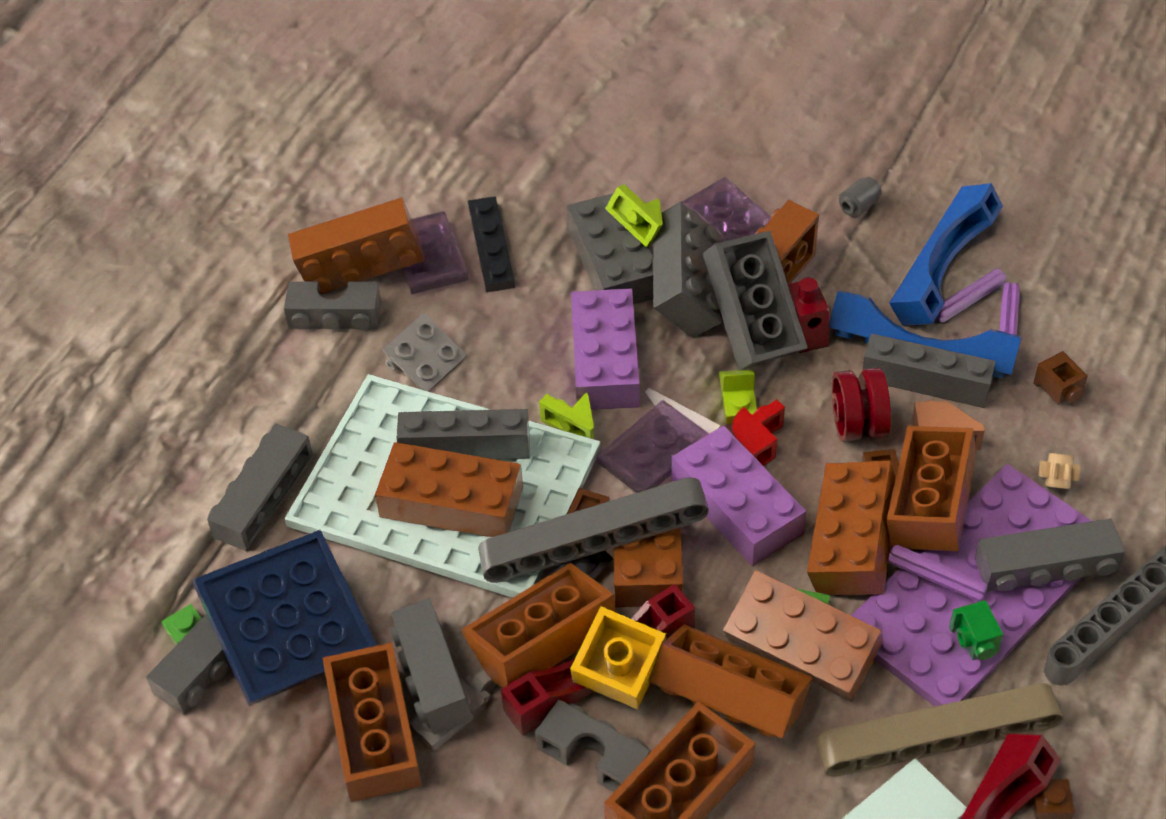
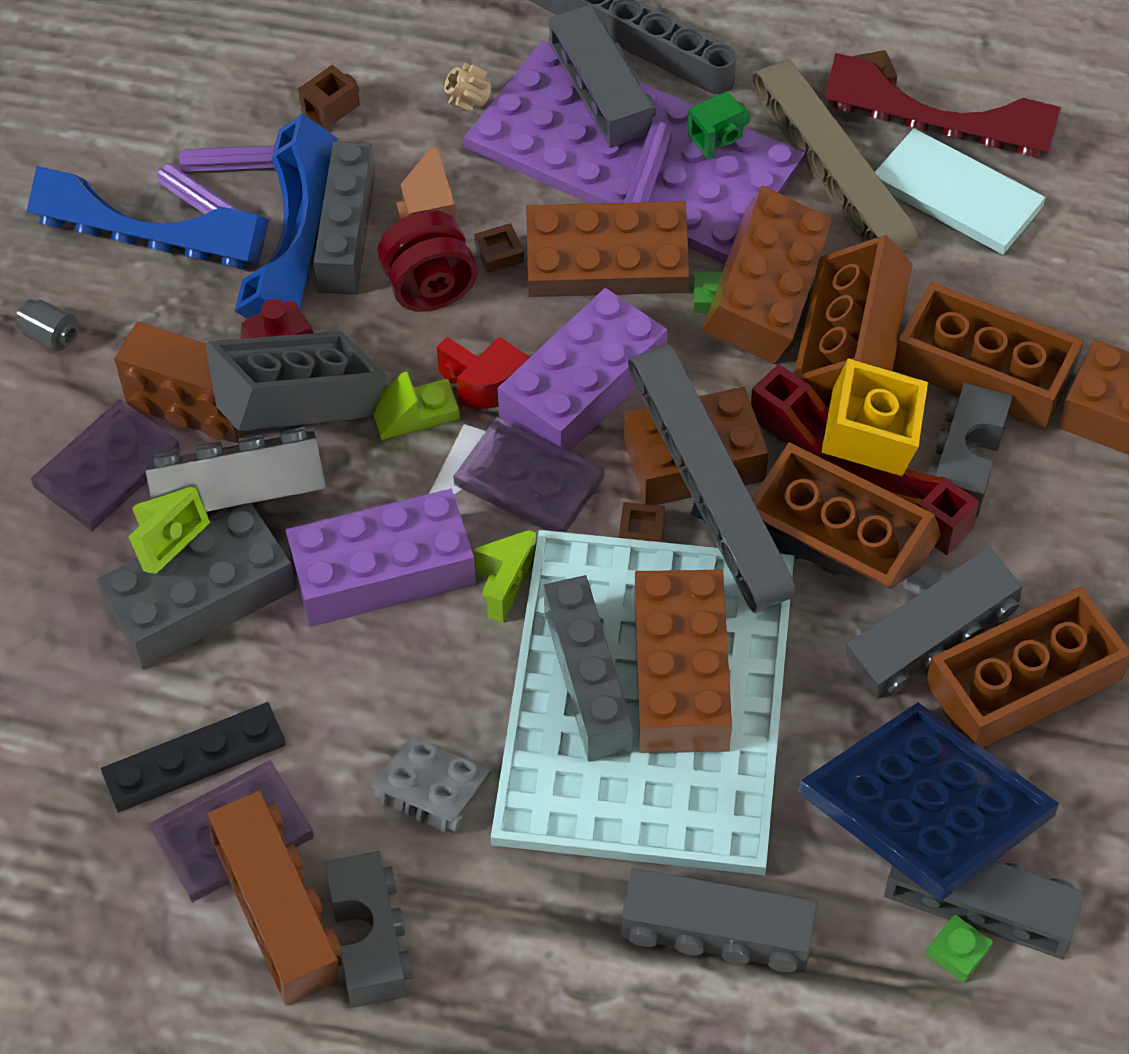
camera: 105 degrees left, 5 degrees up
(932, 488) = (508, 172): dark orange brick -> none

